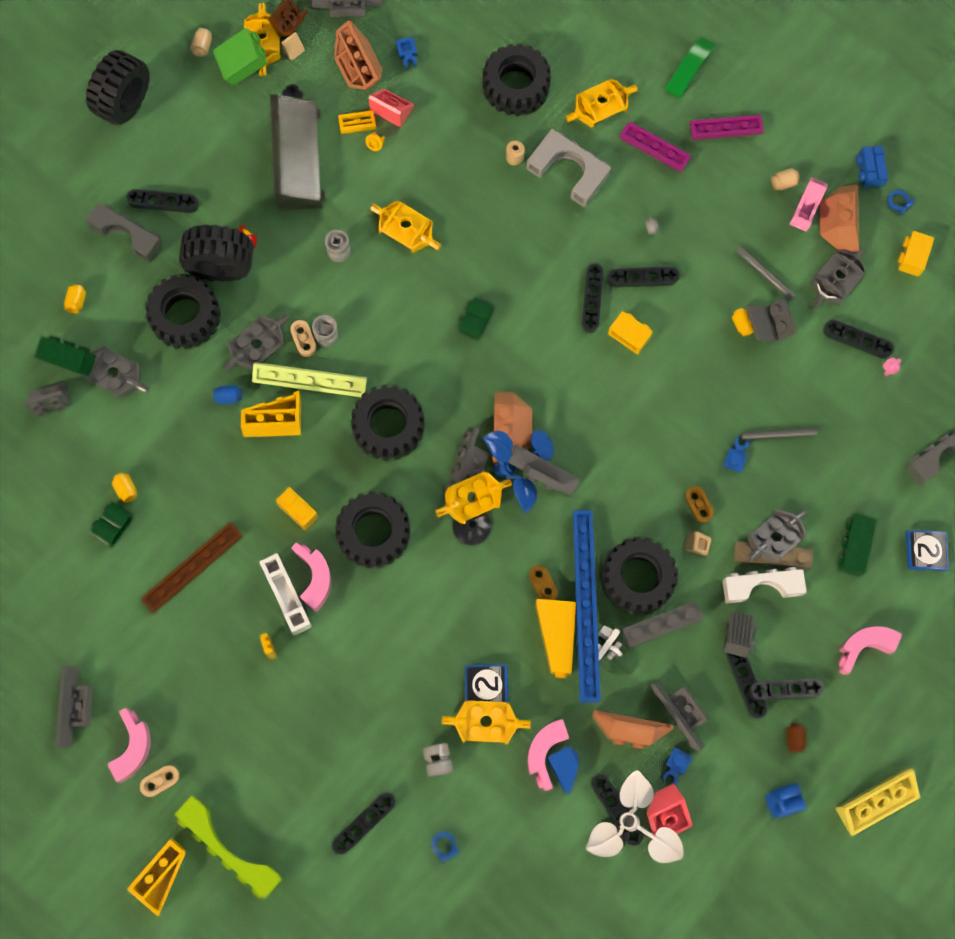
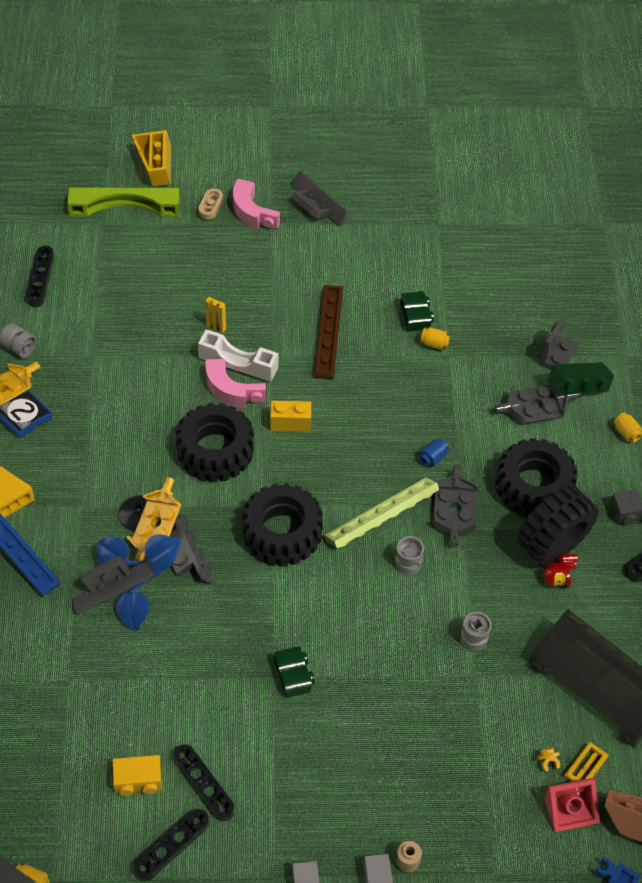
camera: 140 degrees right, 20 degrees down
(273, 418) = (376, 460): yellow wedge -> none
(303, 339) = (427, 537): tan plate -> none
(414, 237) = (424, 712): yellow plate -> none
(514, 418) = (179, 608): nougat wedge -> none
(542, 583) = (38, 514): pearl gold plate -> none

